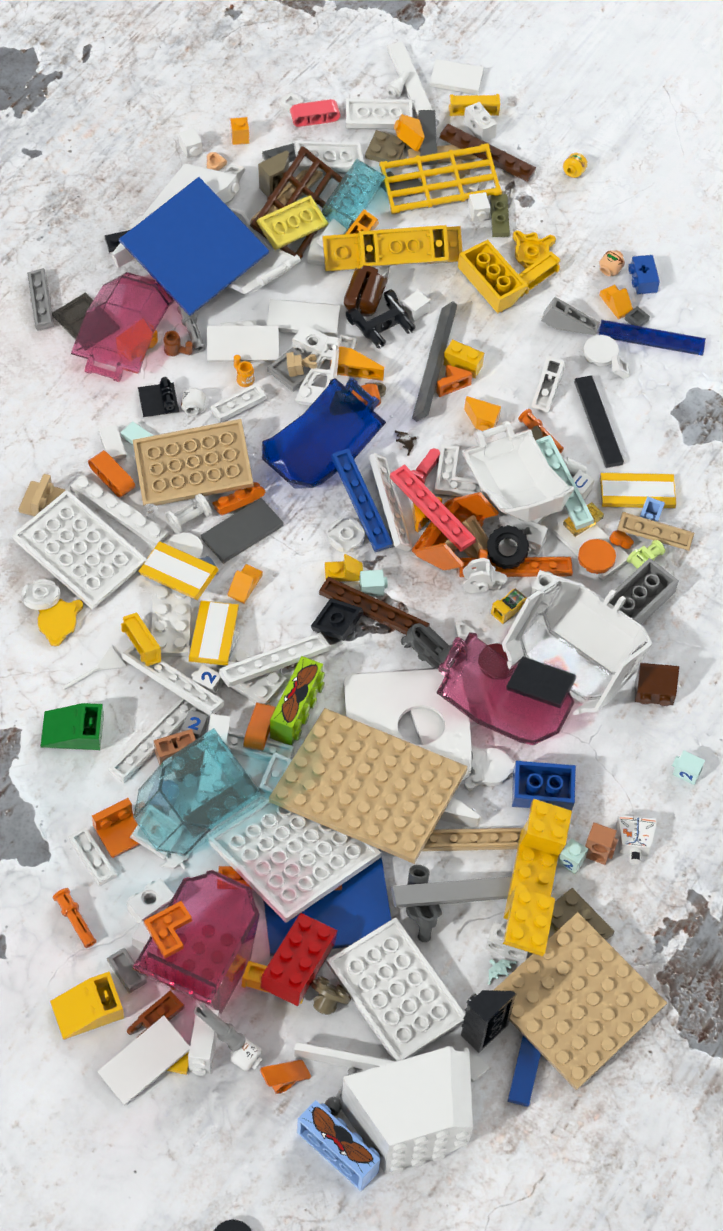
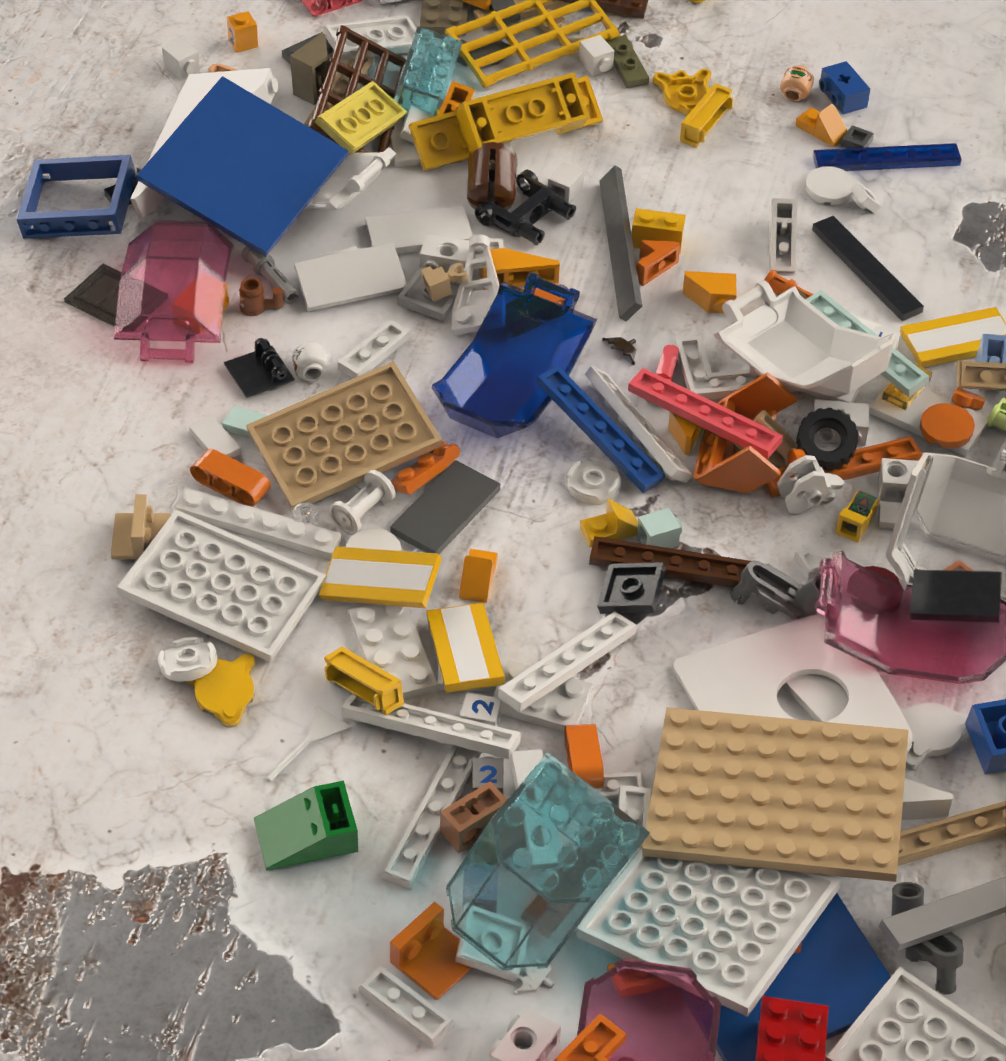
camera: 15 degrees left, 10 degrees down
(40, 299) = (42, 284): light grey tile -> none
(79, 259) = (77, 222): none -> blue window
(245, 372) = (368, 310): light orange piece -> none
(297, 701) = (626, 707): lime brick -> none
(491, 275) = (651, 127): yellow slope -> none
(567, 318) = (771, 156): light grey slope -> none

